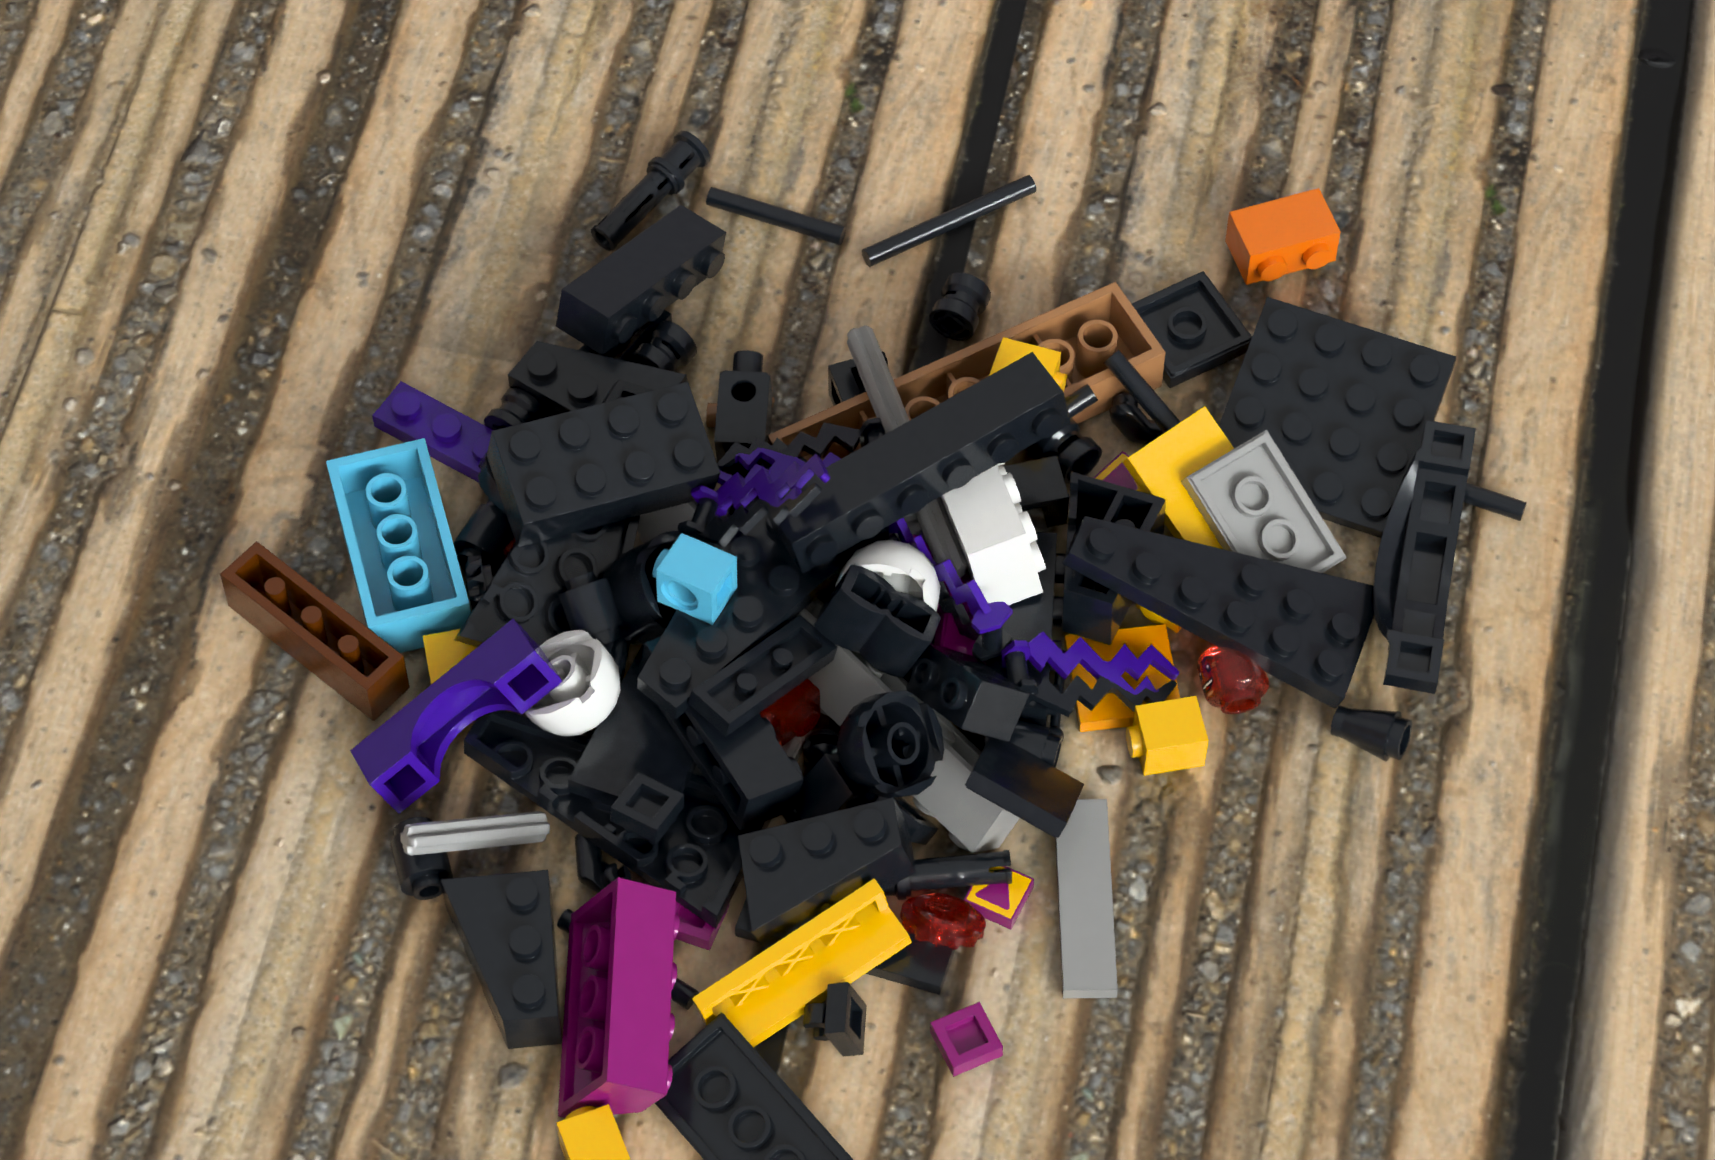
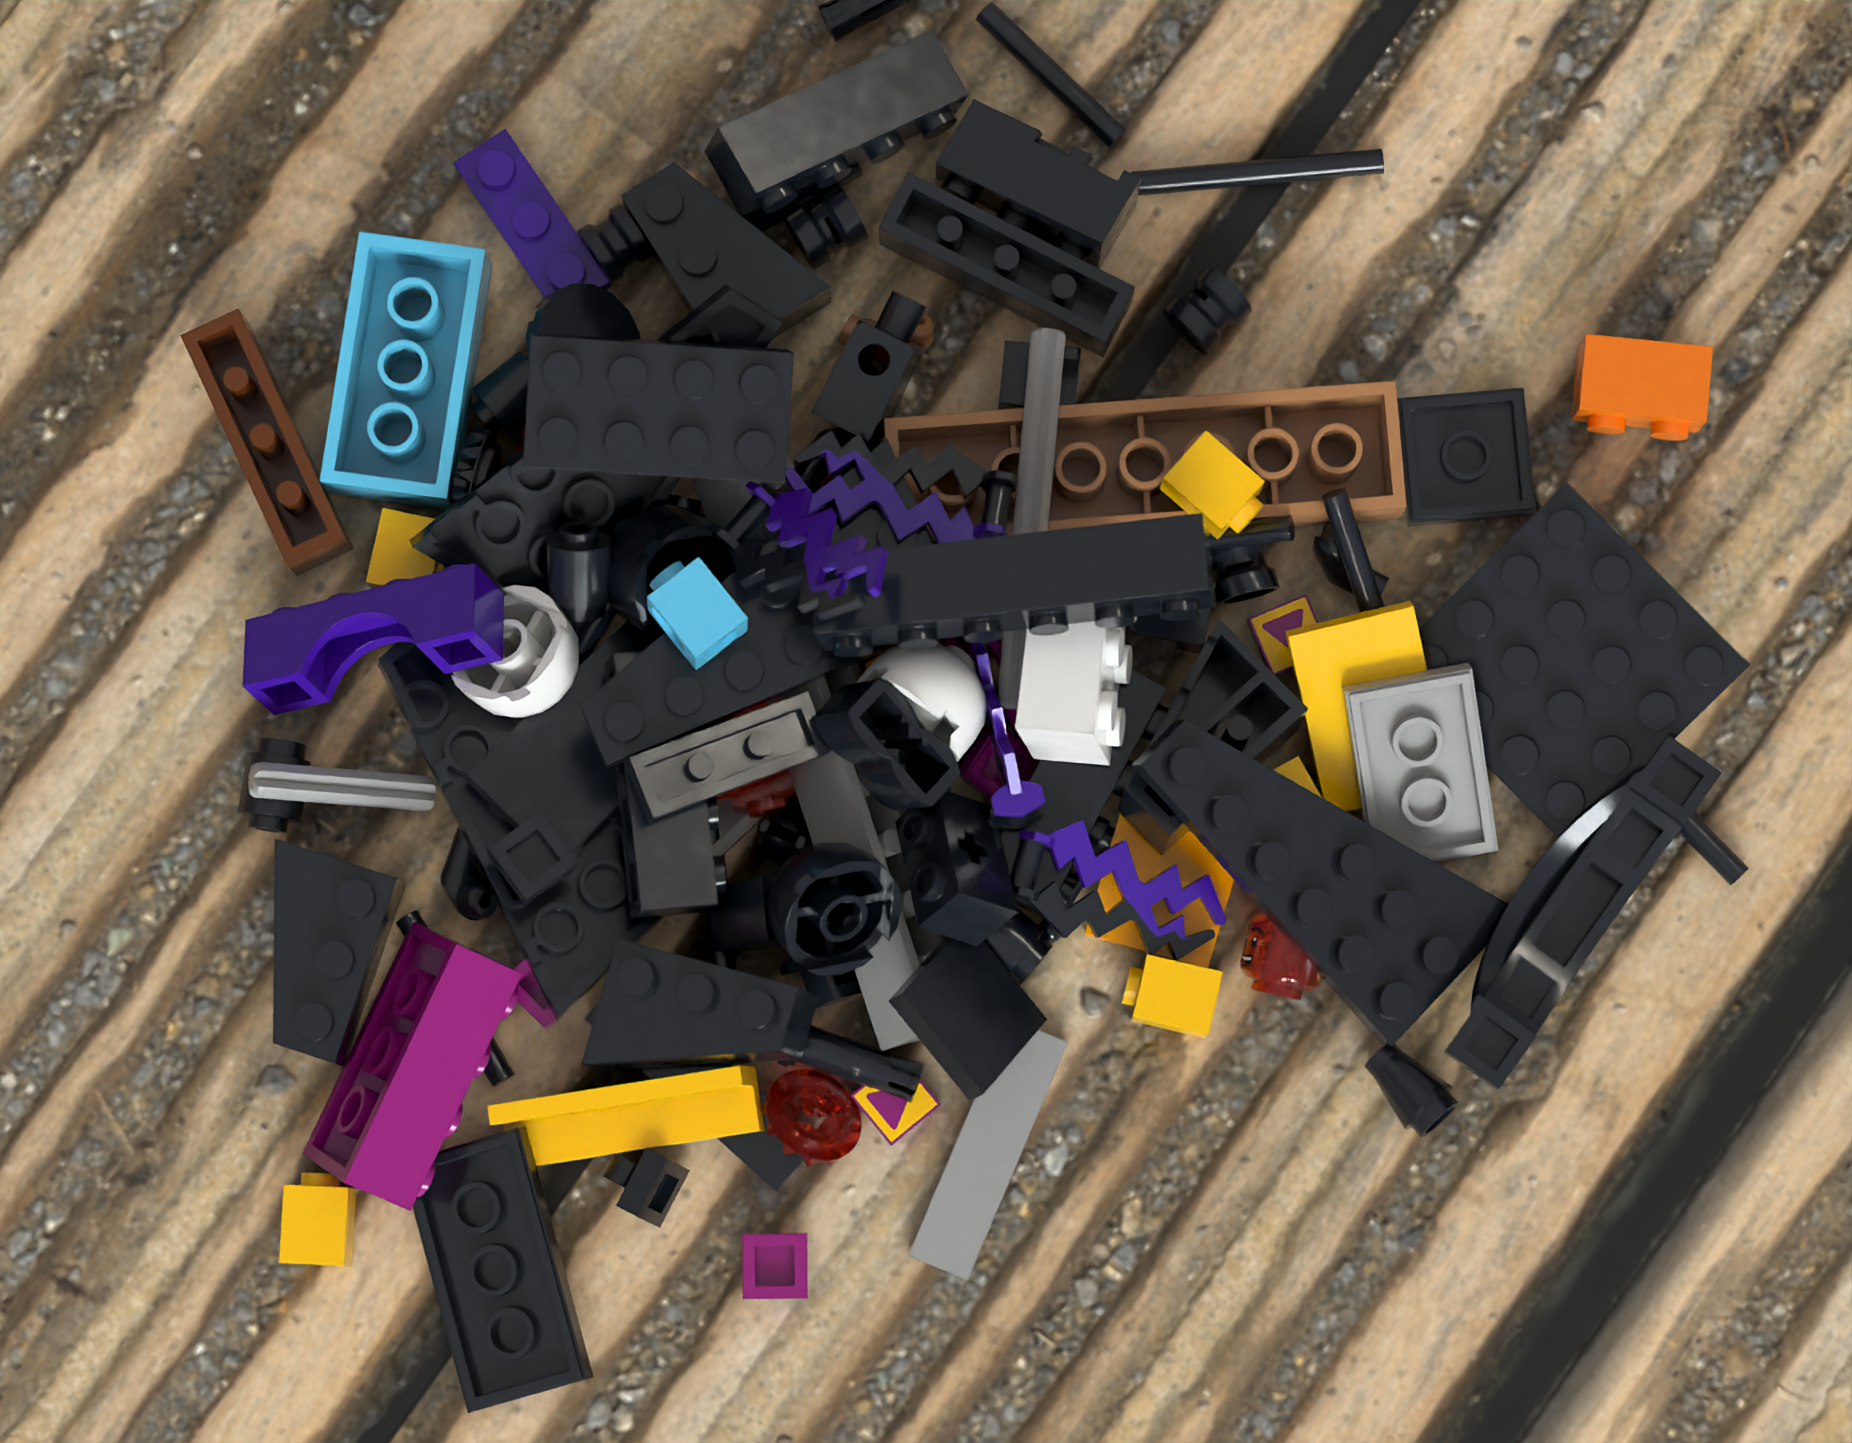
camera: 25 degrees right, 25 degrees up
(799, 322) = (1005, 264): none -> black brick
(803, 272) = (1036, 184): none -> black wedge

